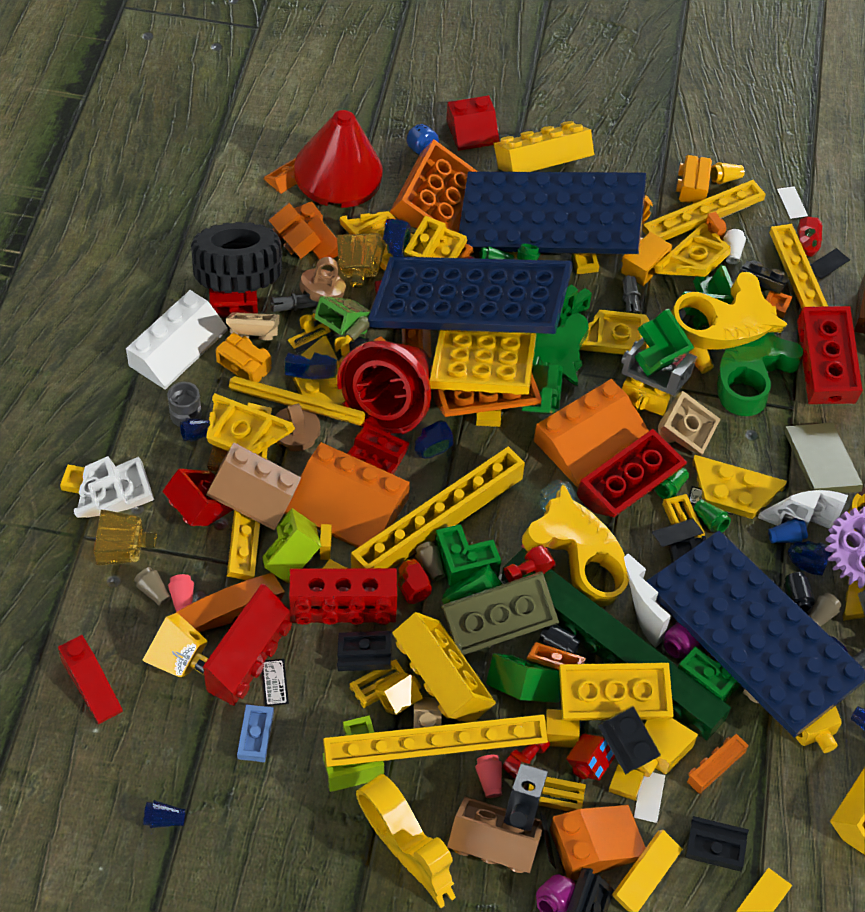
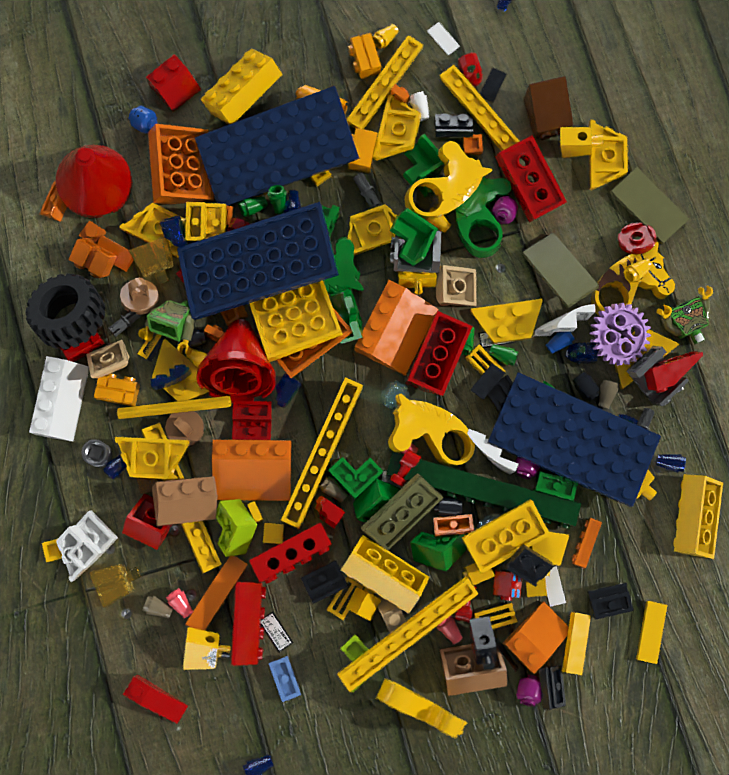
camera: 30 degrees left, 25 degrees up
(784, 375) = (505, 210): none -> magenta head

